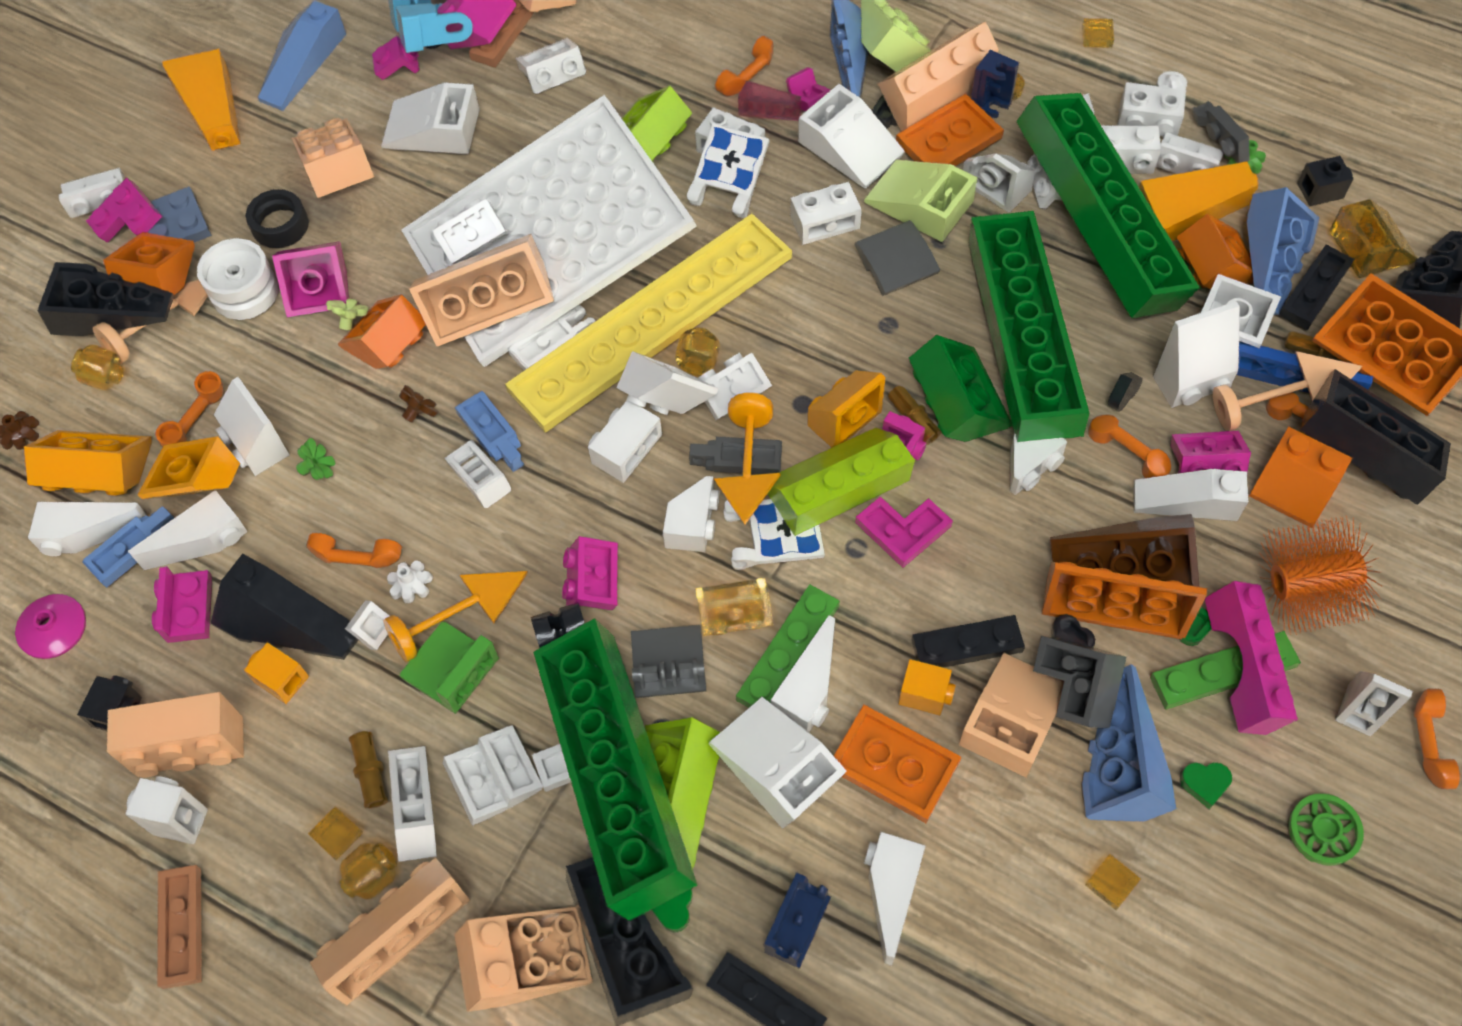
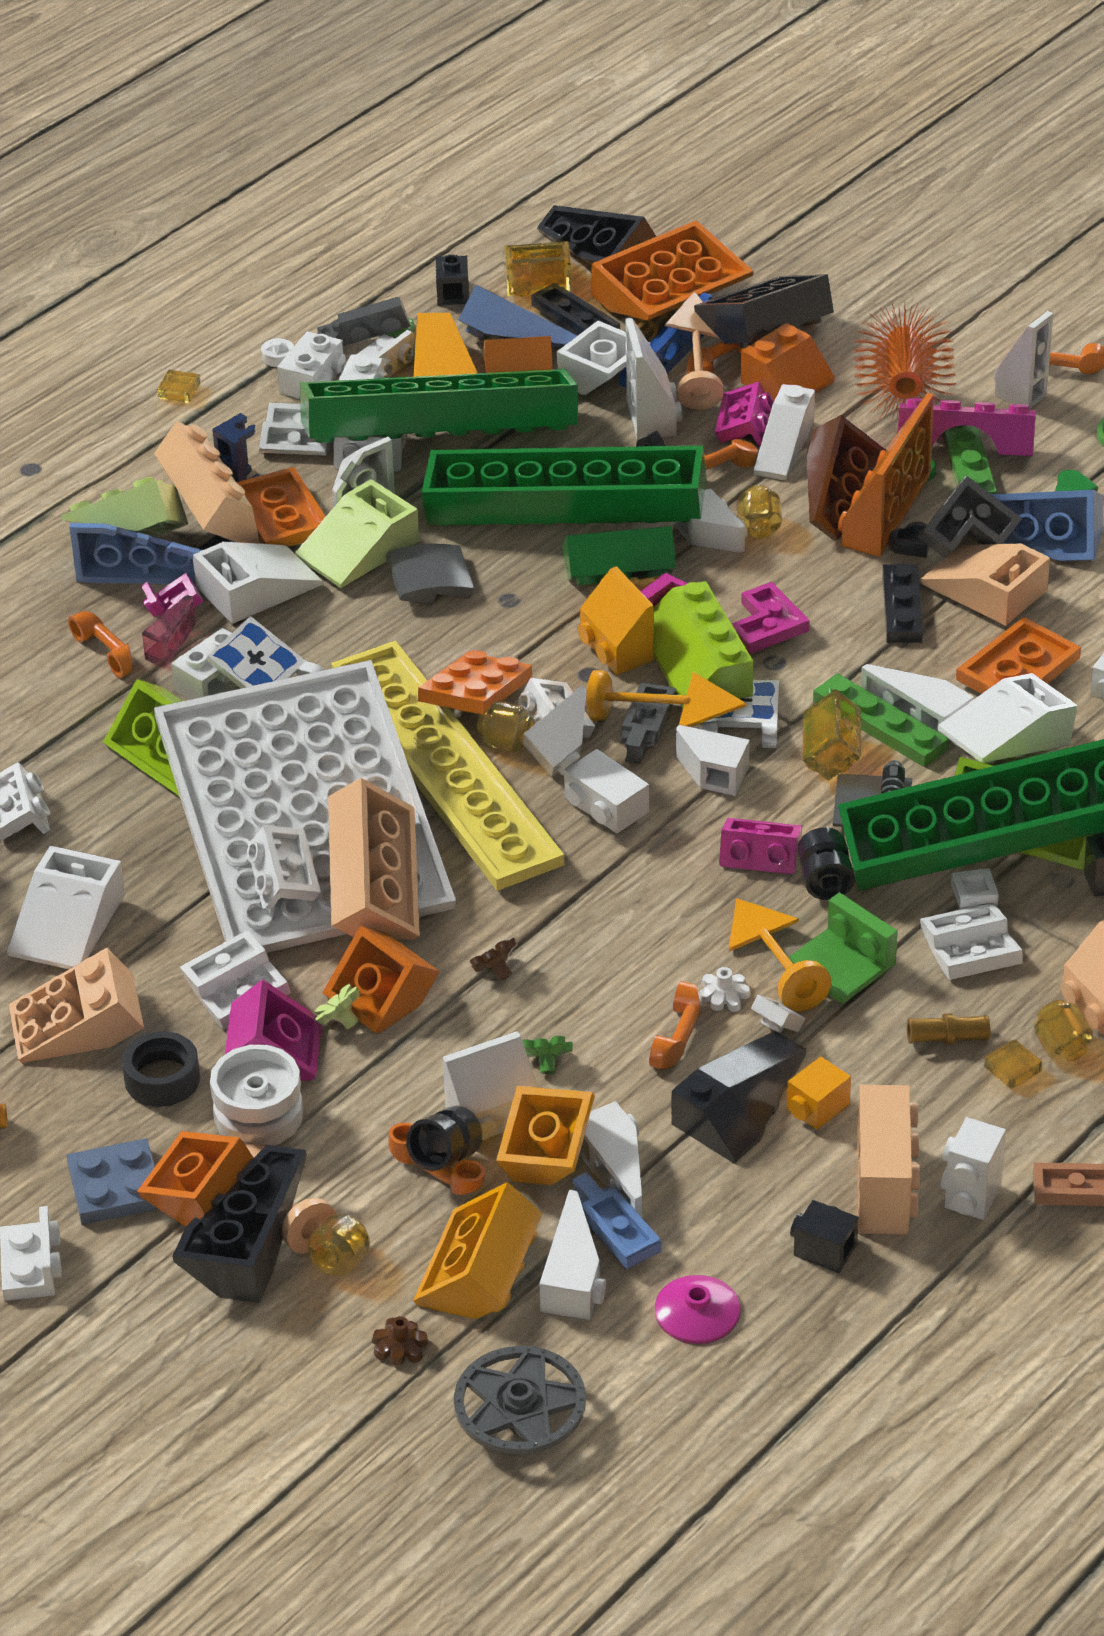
camera: 80 degrees left, 20 degrees down
(124, 206) = (82, 1209): dark pink plate -> none
(182, 605) = (706, 1177): dark pink bracket -> none
(190, 406) = (444, 1138): none -> black wheel
(375, 240) = (228, 973): none -> white slope
(412, 804) = (1002, 990): white slope -> none
(488, 489) = (607, 906): white slope -> none
(491, 429) = (550, 901): medium blue hinge -> none
(549, 338) = (455, 852): white hinge -> none
(745, 316) = (475, 682): none -> orange plate
(825, 213) = (350, 610): white brick -> none
(926, 687) = (946, 630): light orange brick -> none
(1057, 492) = (760, 511): none -> clear yellow head

